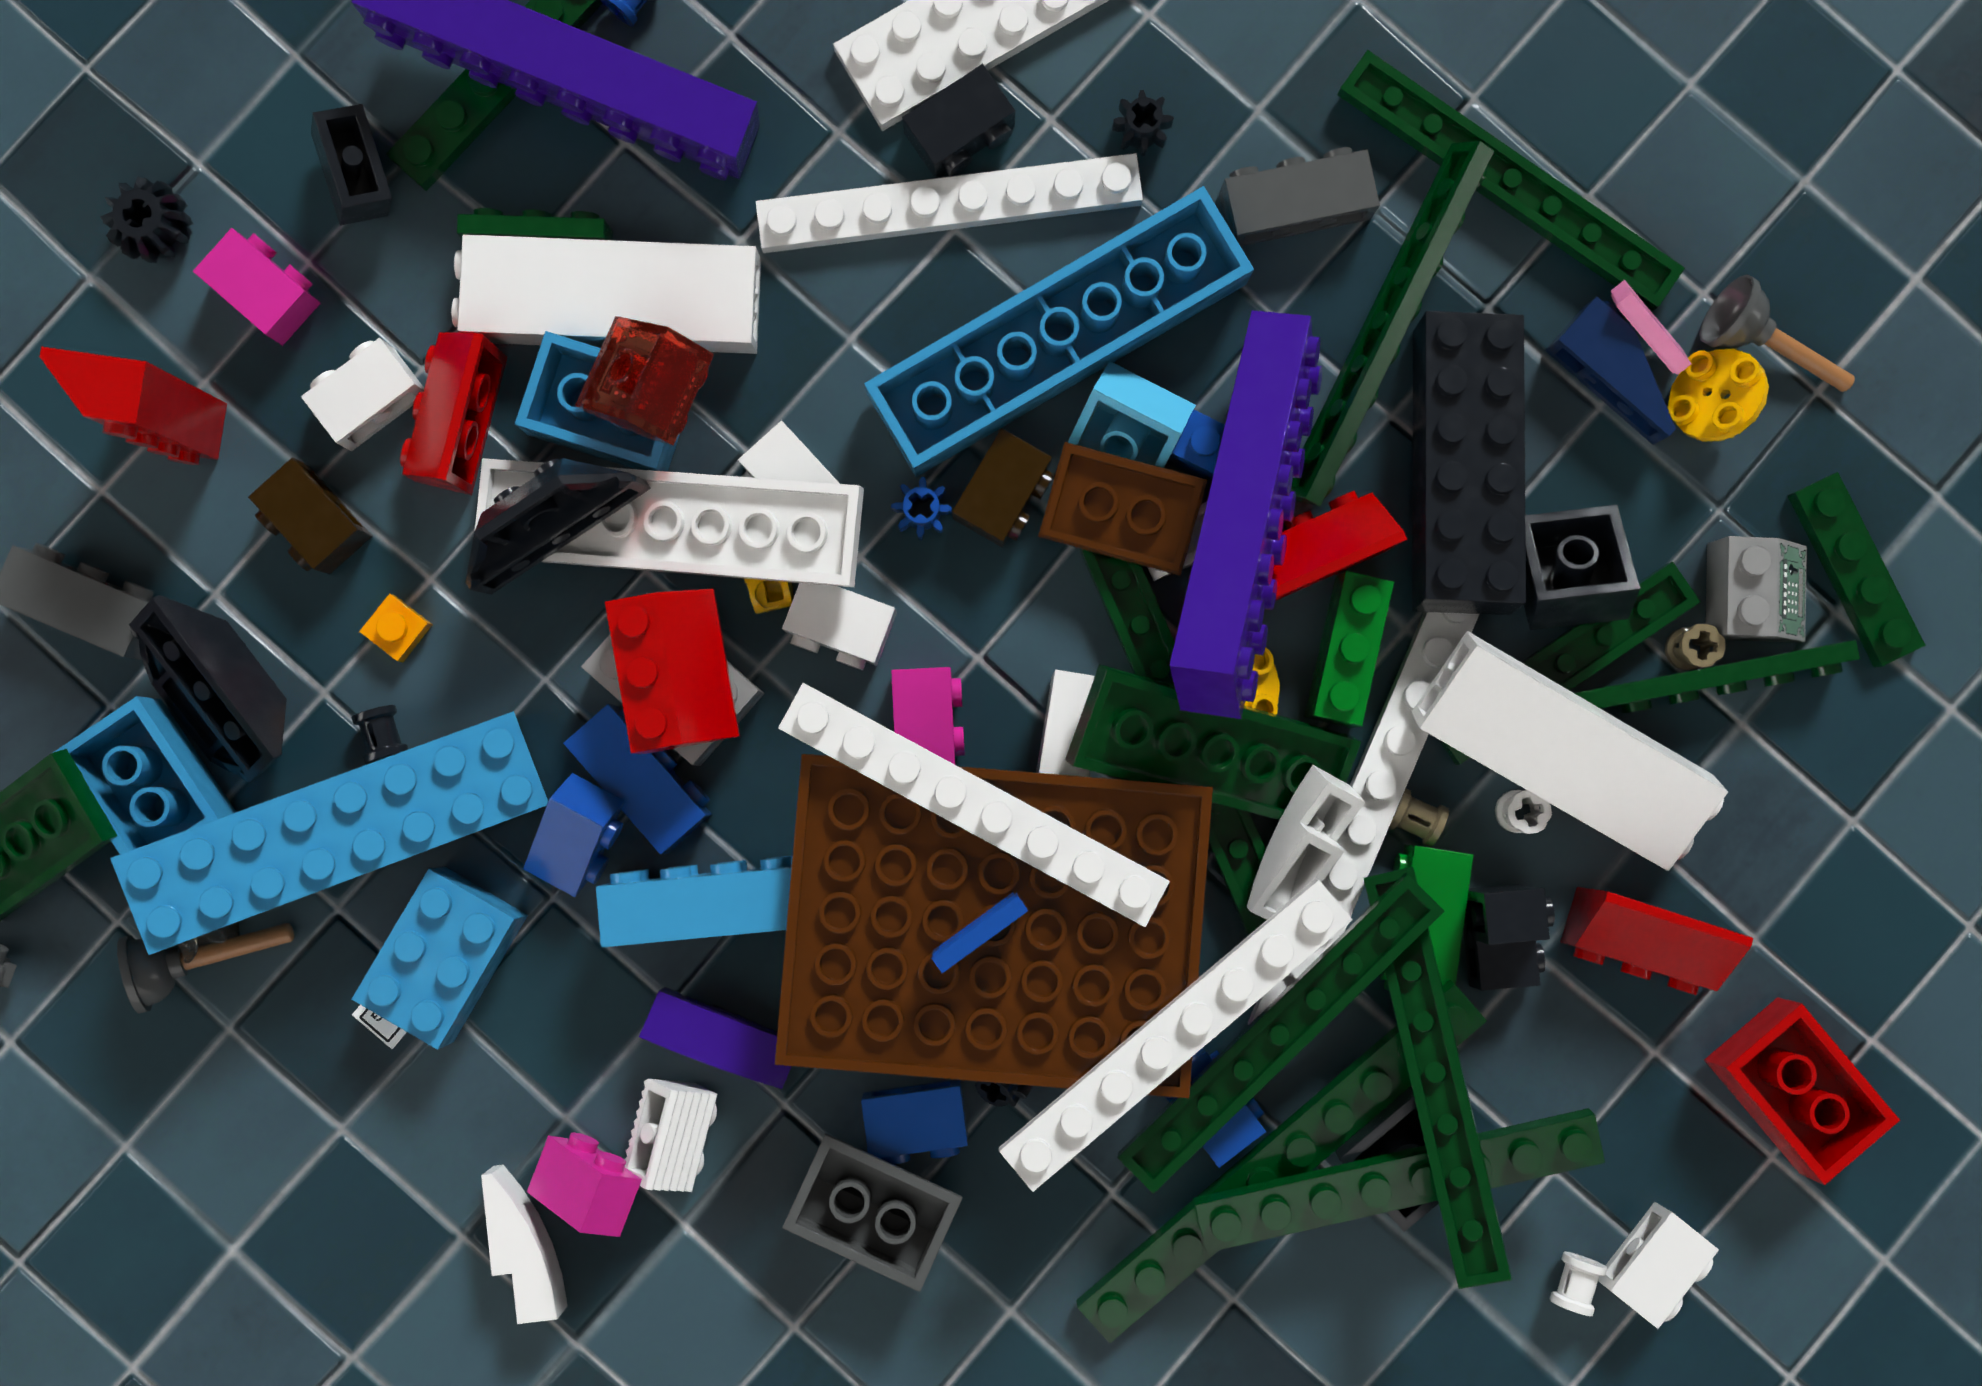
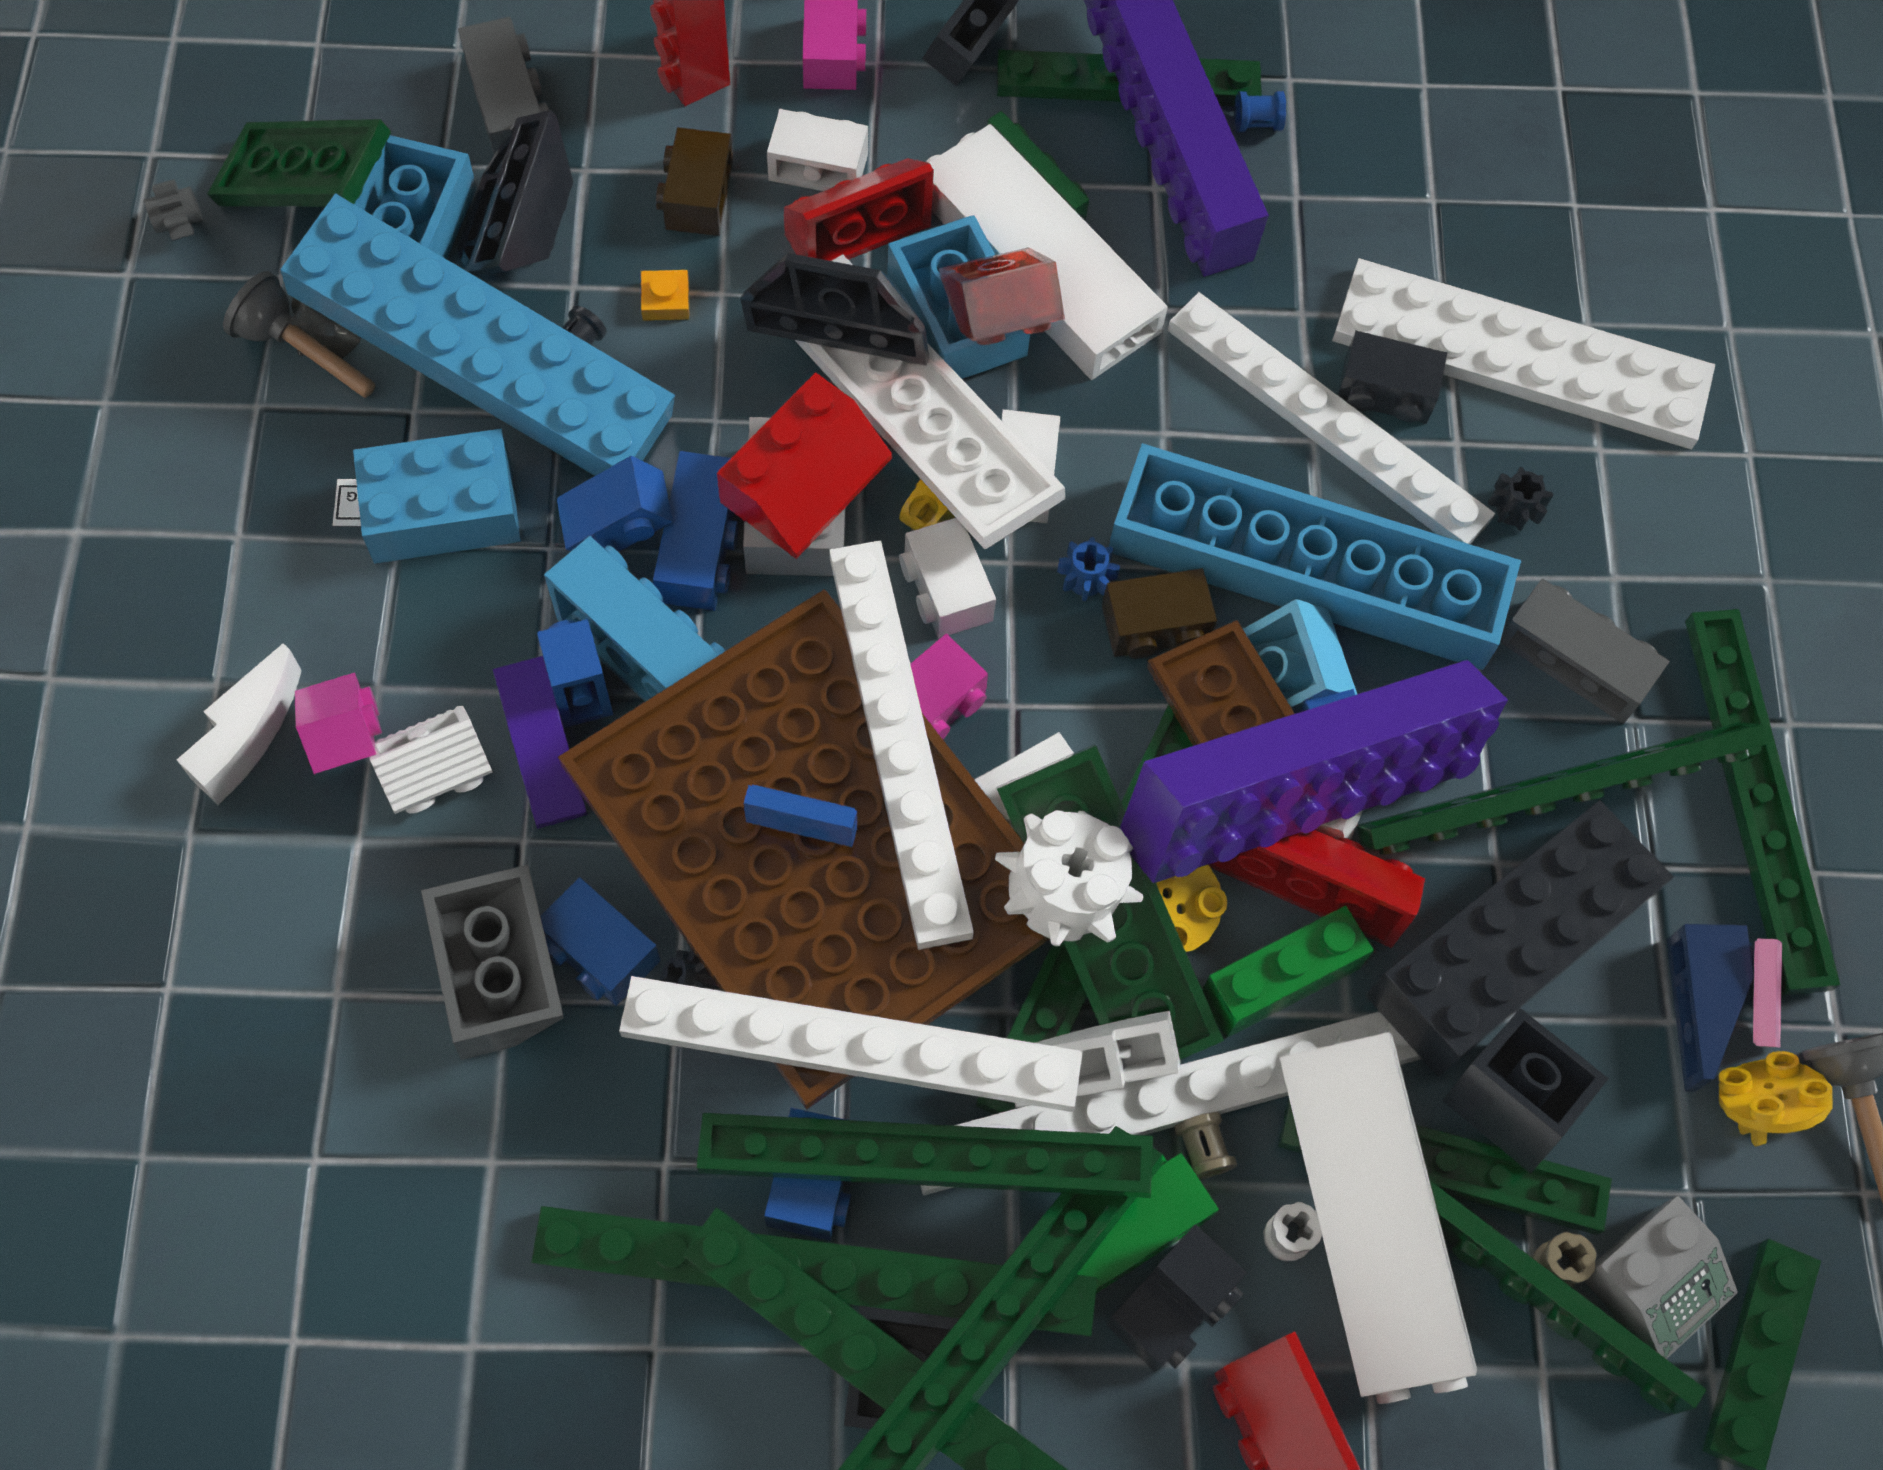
camera: 50 degrees right, 20 degrees down
(689, 975) = (575, 672): none -> blue brick
(1183, 808) = (1070, 876): none -> white brick

